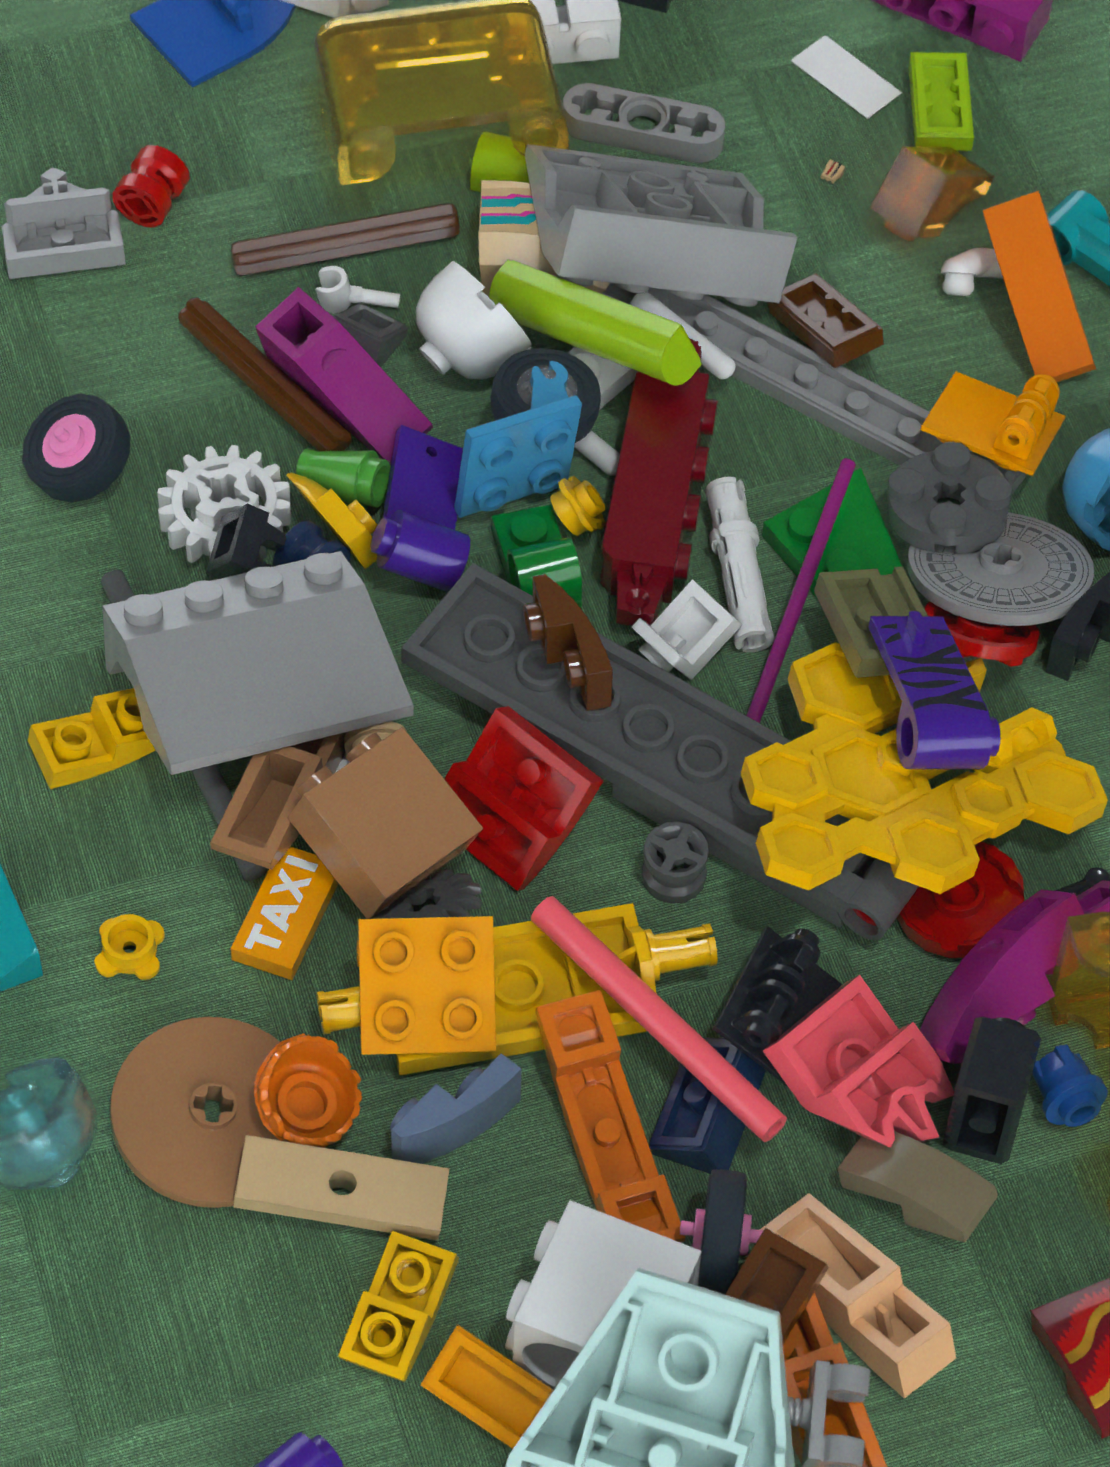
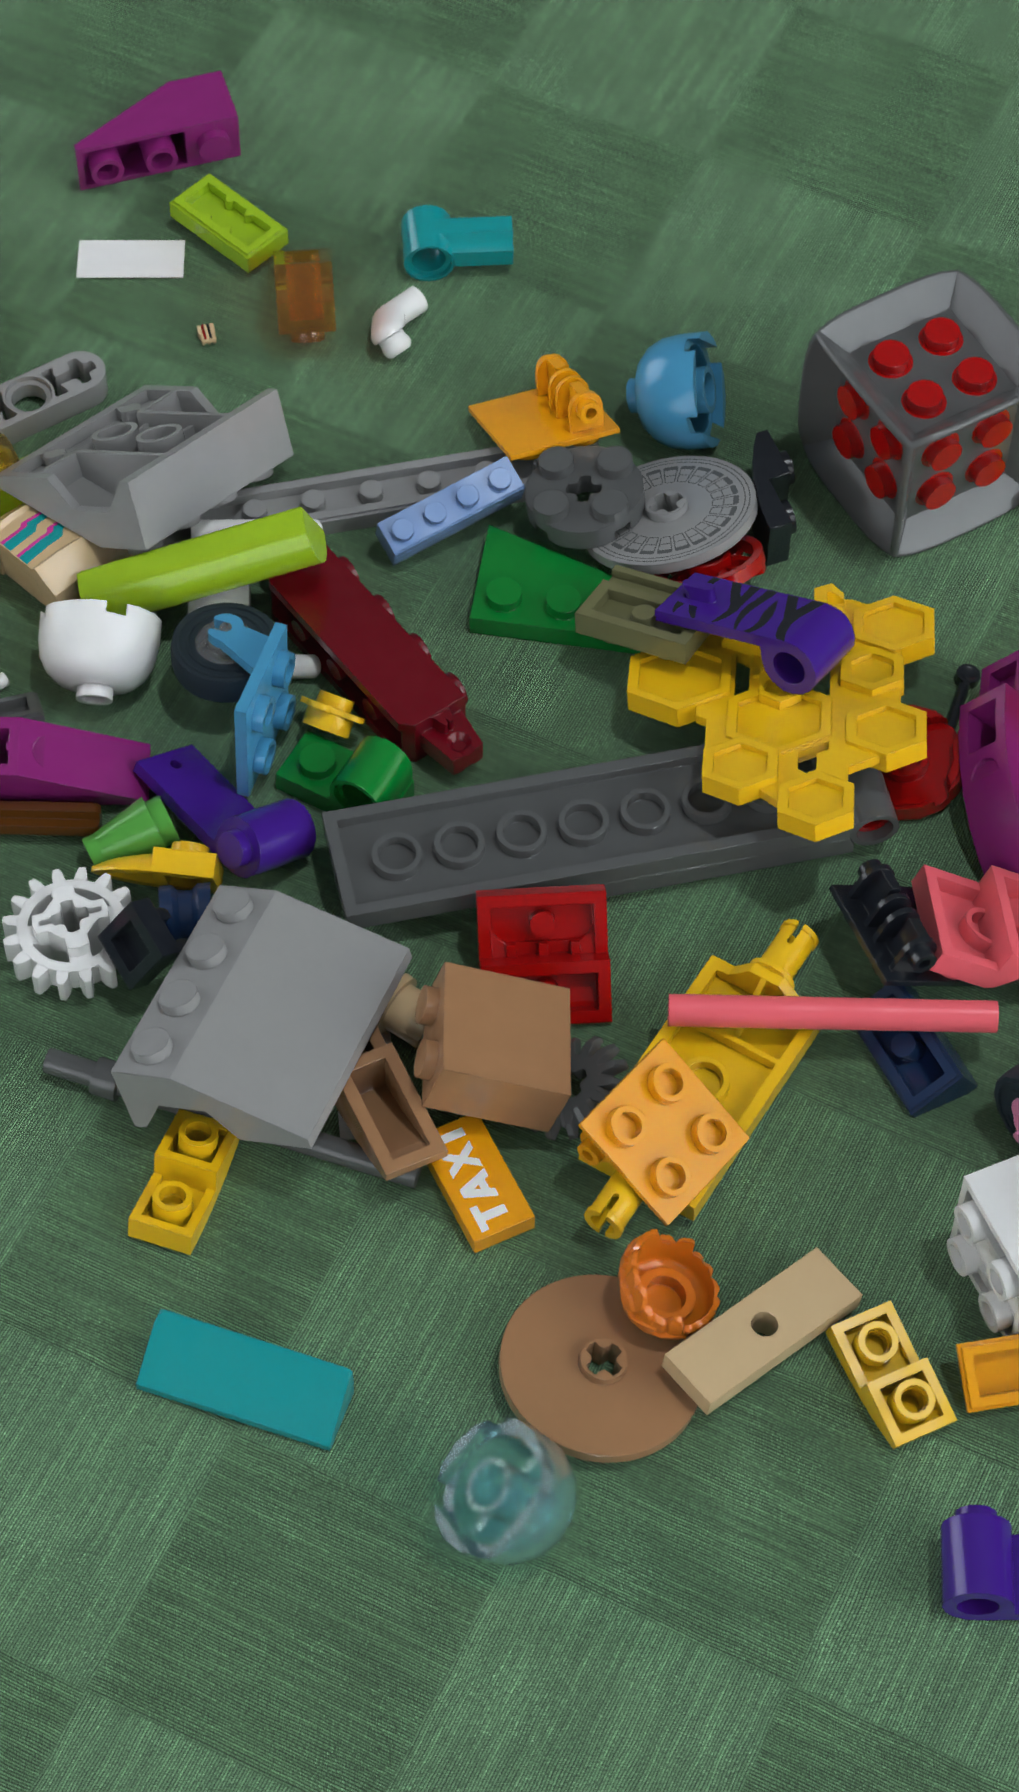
camera: 45 degrees left, 0 degrees up
(129, 931) = (395, 1292): yellow plate -> none
(444, 1122) = (769, 1209): sand blue slope -> none
(569, 638) = (459, 796): reddish brown slope -> none
(603, 1116) = (871, 1124): orange slope -> none
(671, 846) = (708, 889): dark grey wheel -> none
(687, 631) = (515, 735): white bracket -> none
(735, 543) = (468, 649): white pin -> none
(801, 590) = (557, 640): magenta axle -> none
(826, 321) = (342, 440): reddish brown plate -> none
(839, 432) = (449, 510): none -> medium blue piece
(1039, 287) = (466, 299): orange slope -> none

